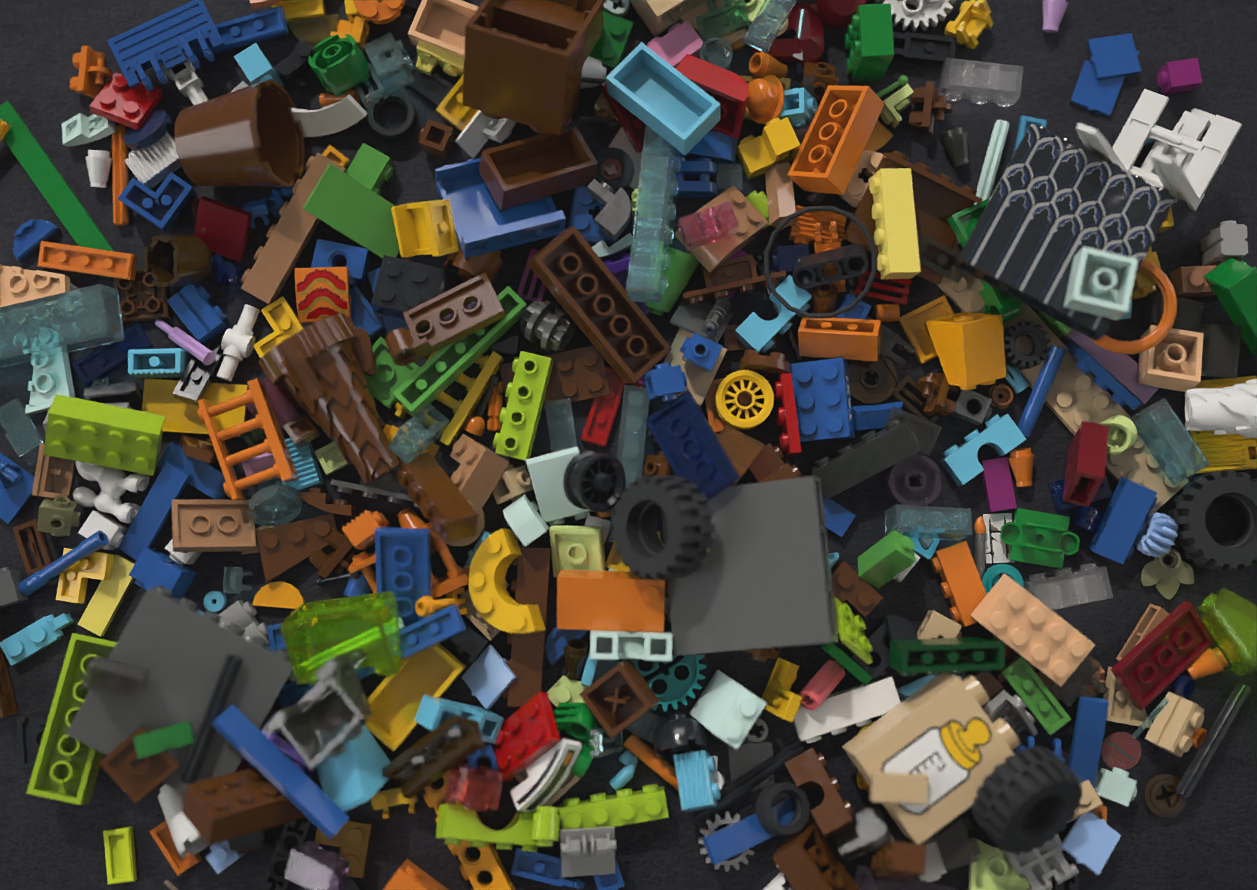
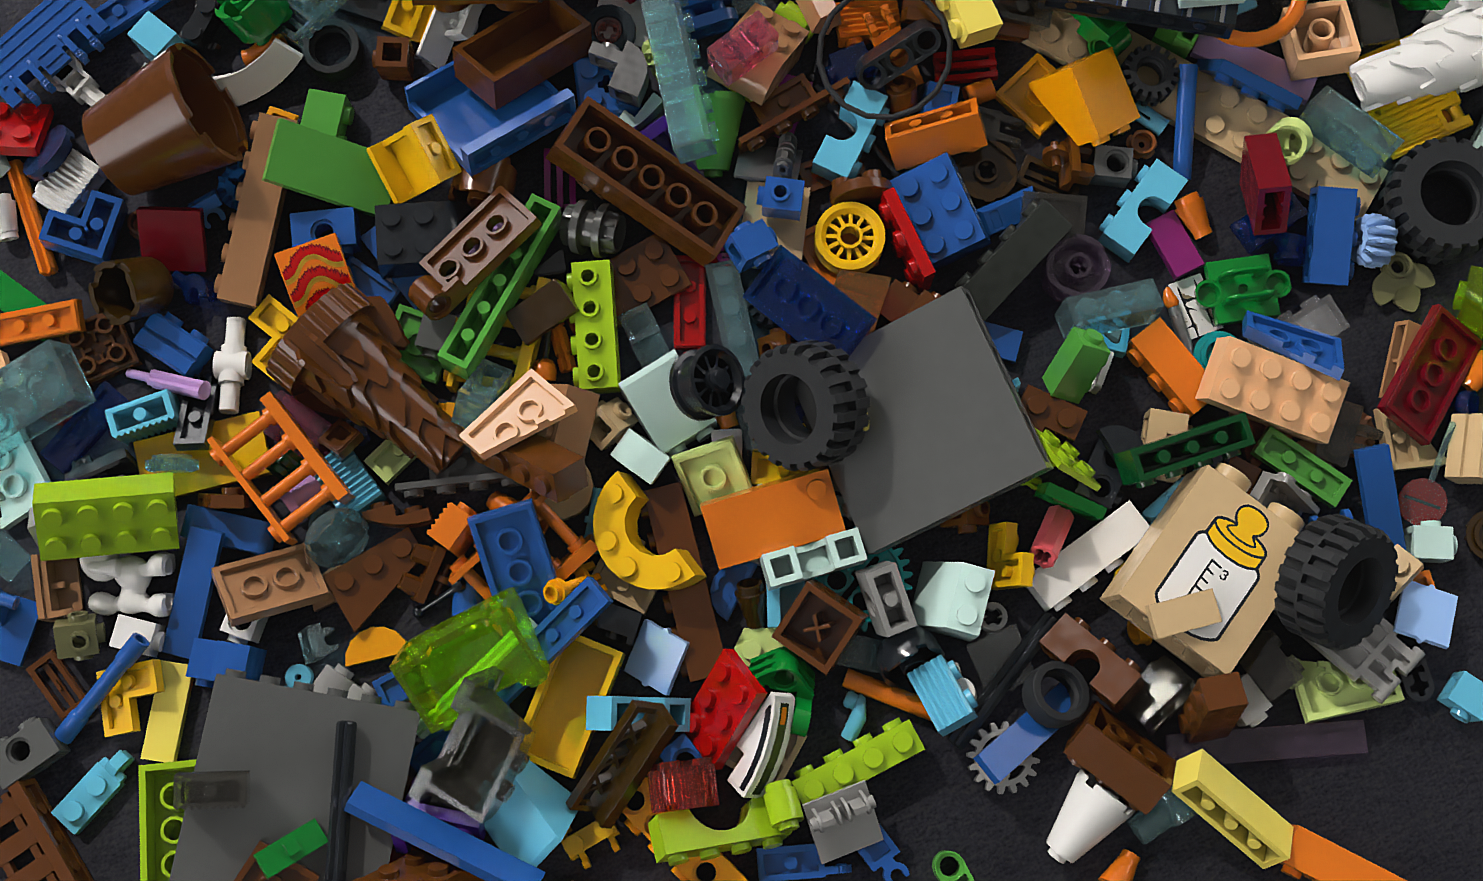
camera: 20 degrees left, 5 degrees down
(167, 408) = (172, 463): none -> clear light blue gear
(397, 375) = (433, 335): none -> dark grey brick
(438, 461) = (516, 415): none -> light nougat wing
(486, 382) = (542, 311): none -> dark brown slope
(598, 741) = (814, 686): clear light blue tile -> none
(676, 694) = (886, 598): none -> light grey brick
(1066, 600) = (1296, 342): none -> blue wing

